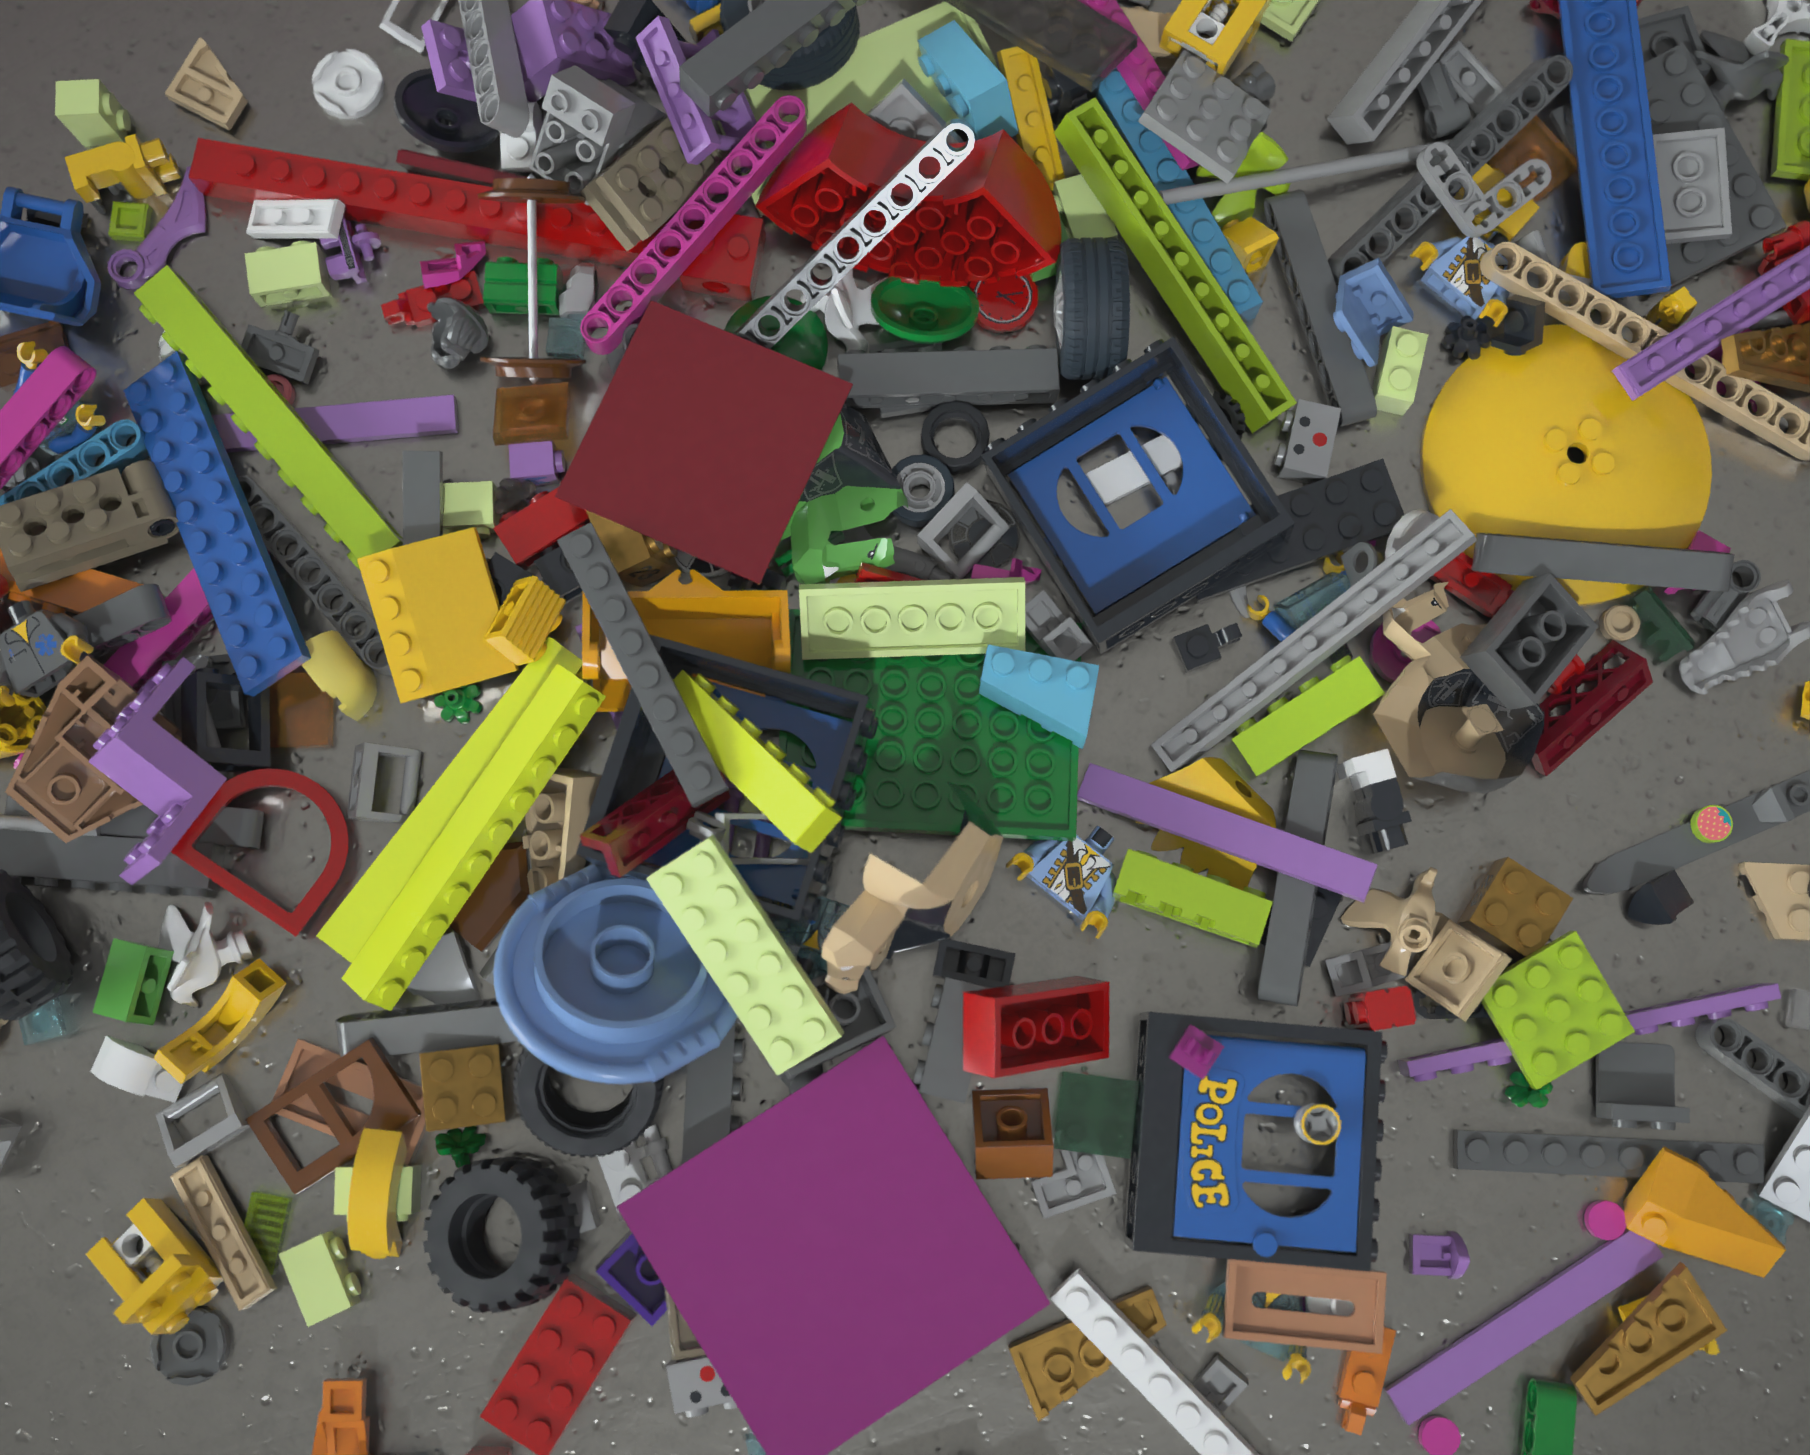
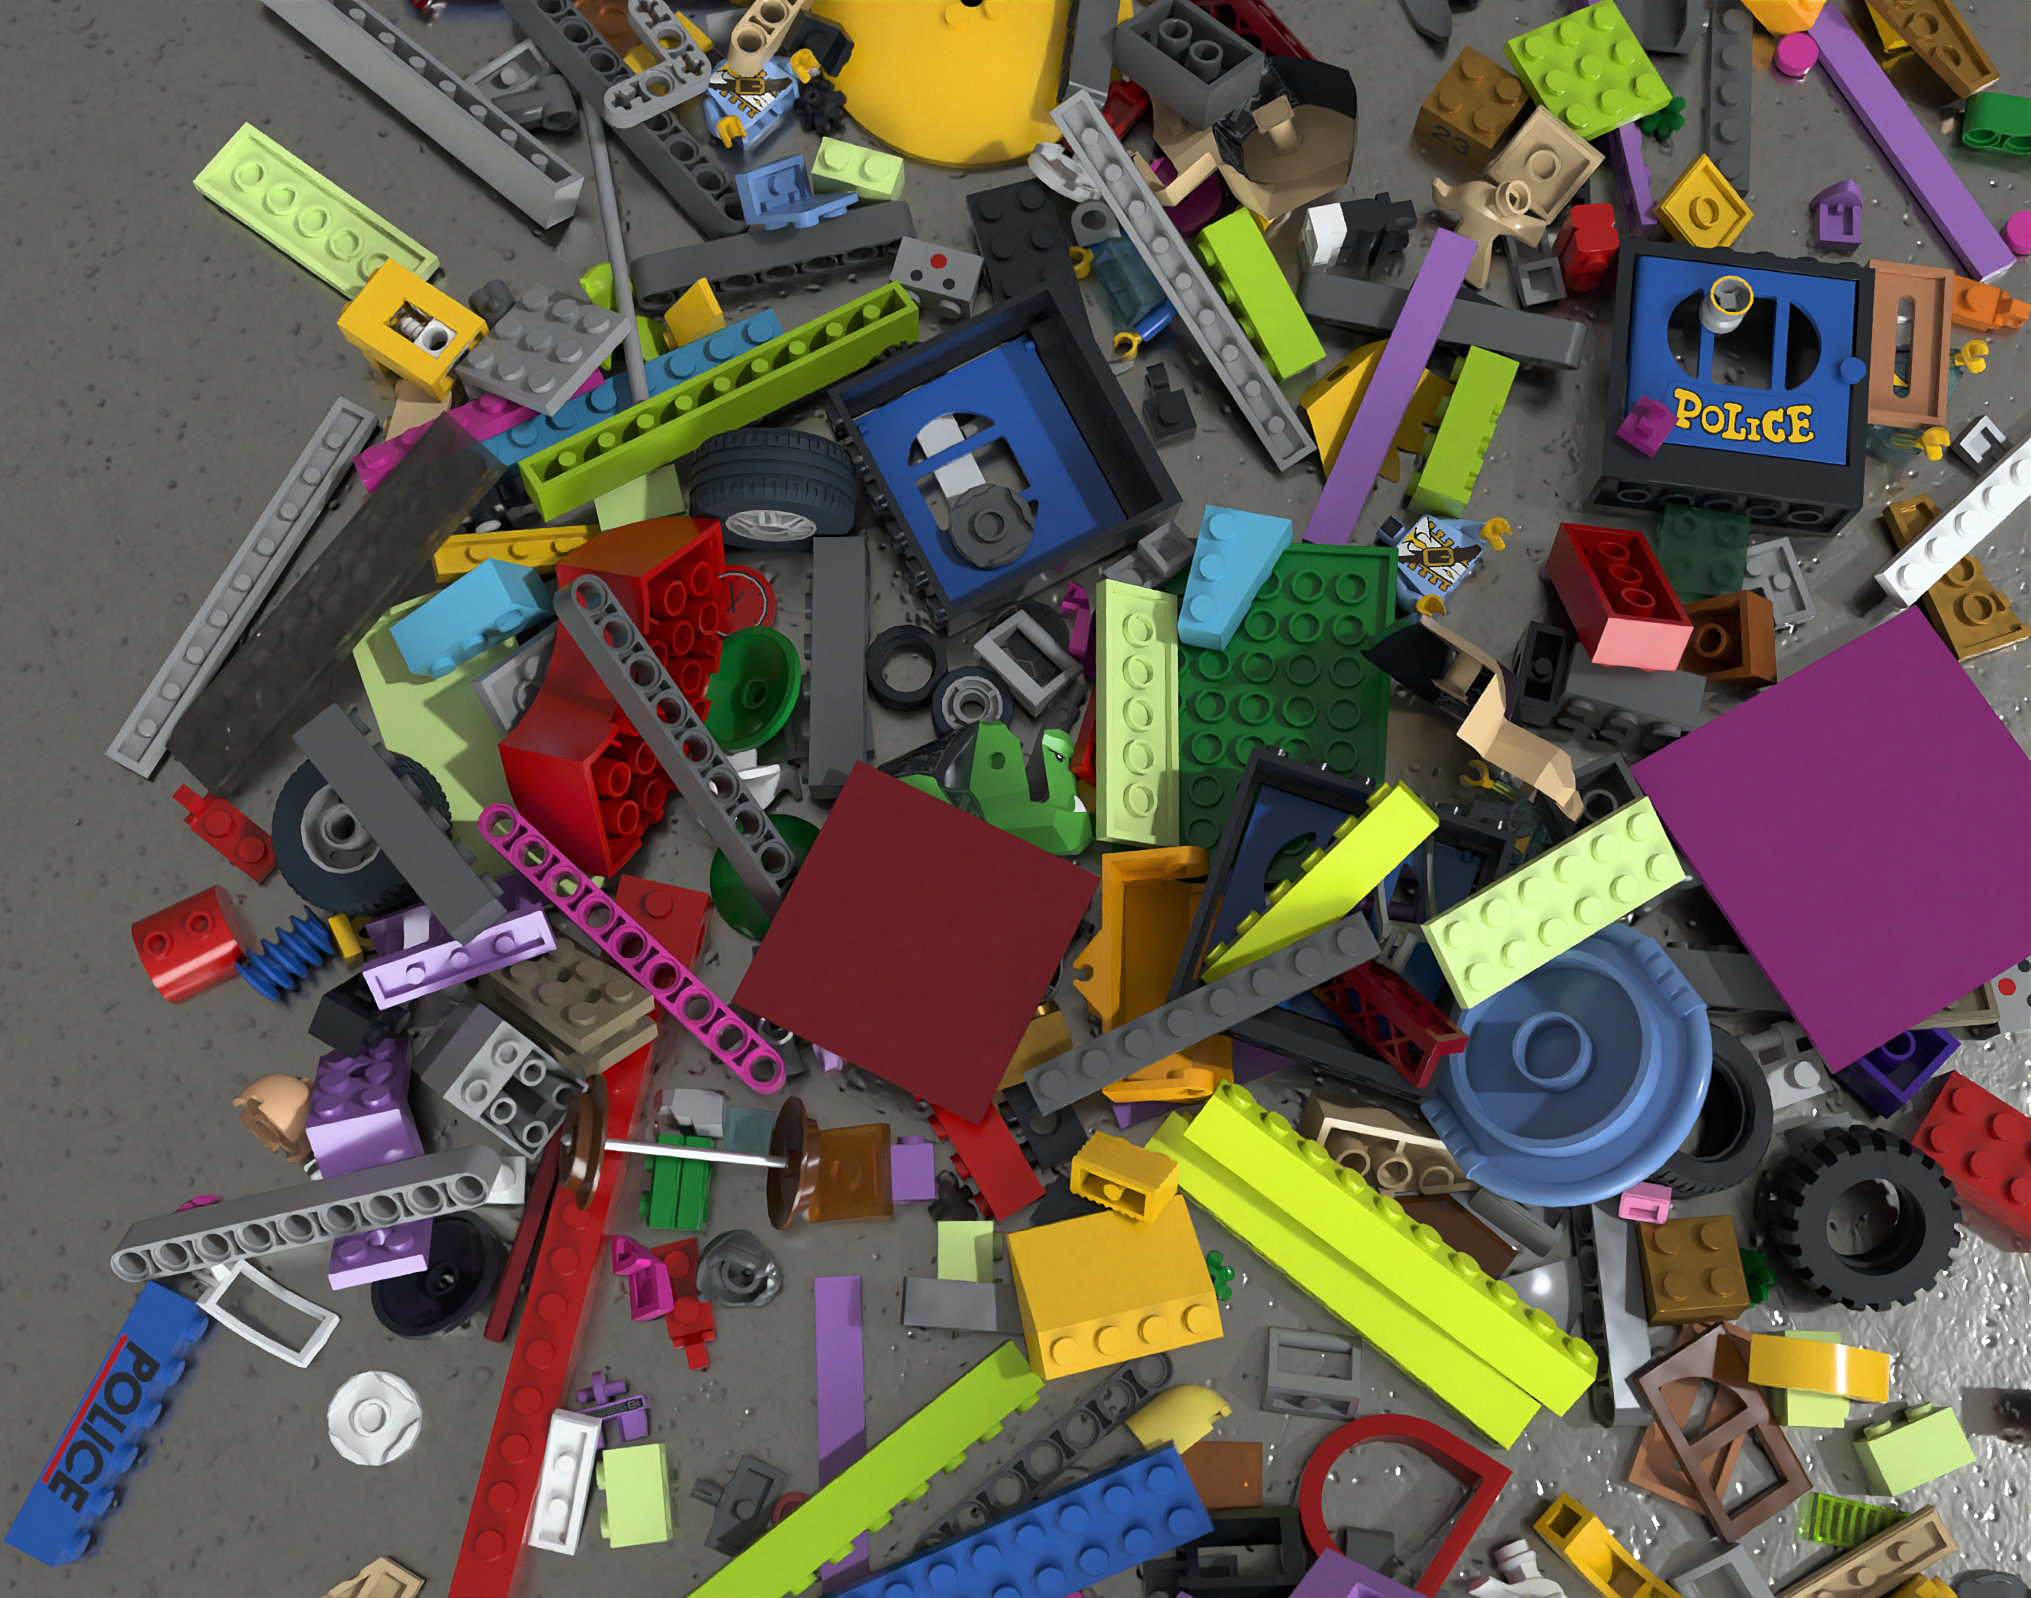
camera: 90 degrees left, 5 degrees down
(508, 1048) = (1646, 1203): none -> bright pink tile
(1080, 497) = (991, 526): none -> dark grey tile
(1429, 1122) = (1703, 207): none -> yellow tile

